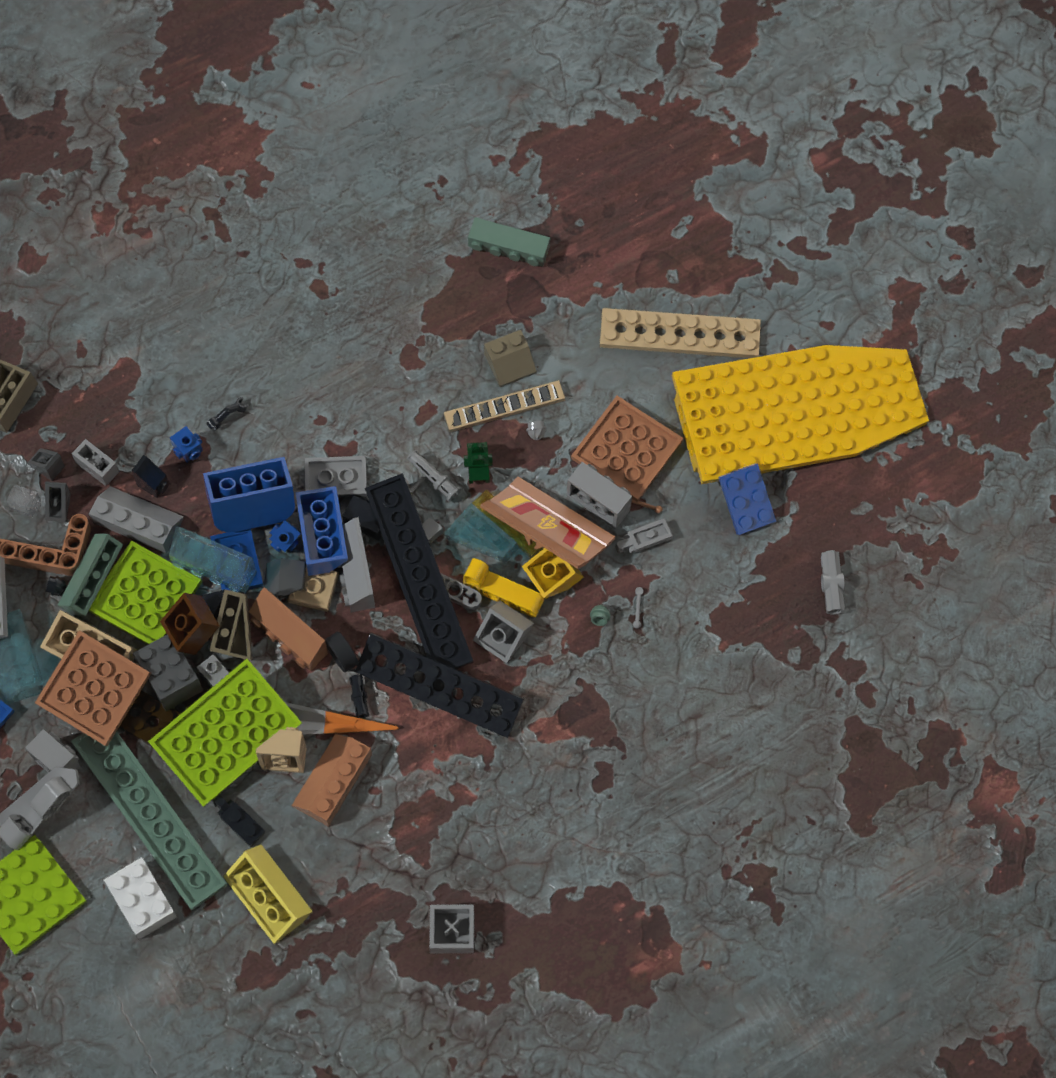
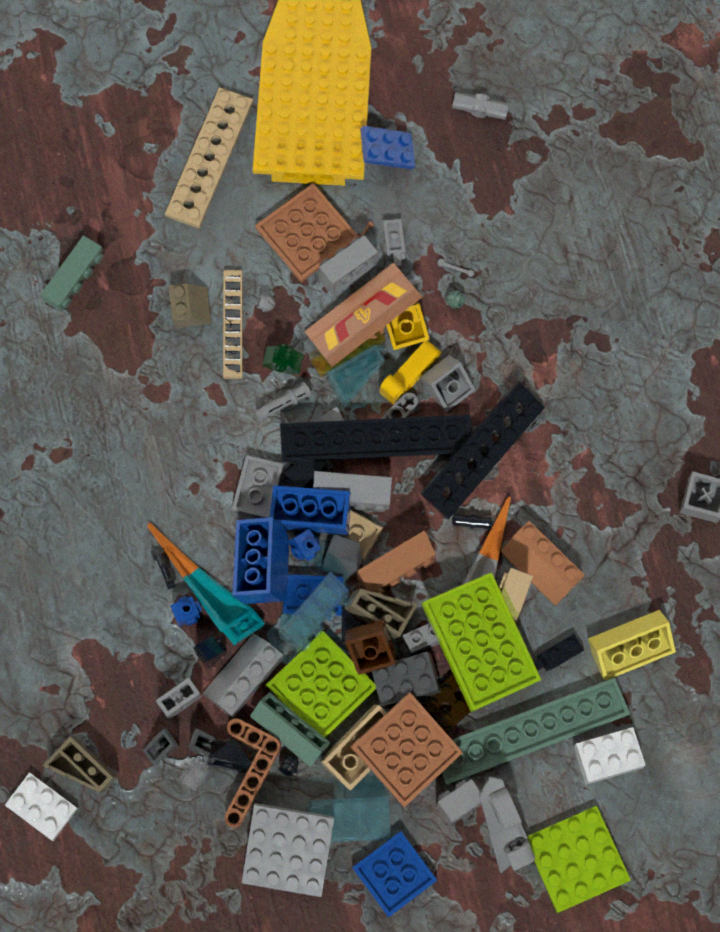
camera: 75 degrees left, 5 degrees up
(48, 525) = (230, 758): none -> black slope
(188, 490) = (227, 612): none -> teal plate
(341, 652) = (431, 522): black tyre -> none

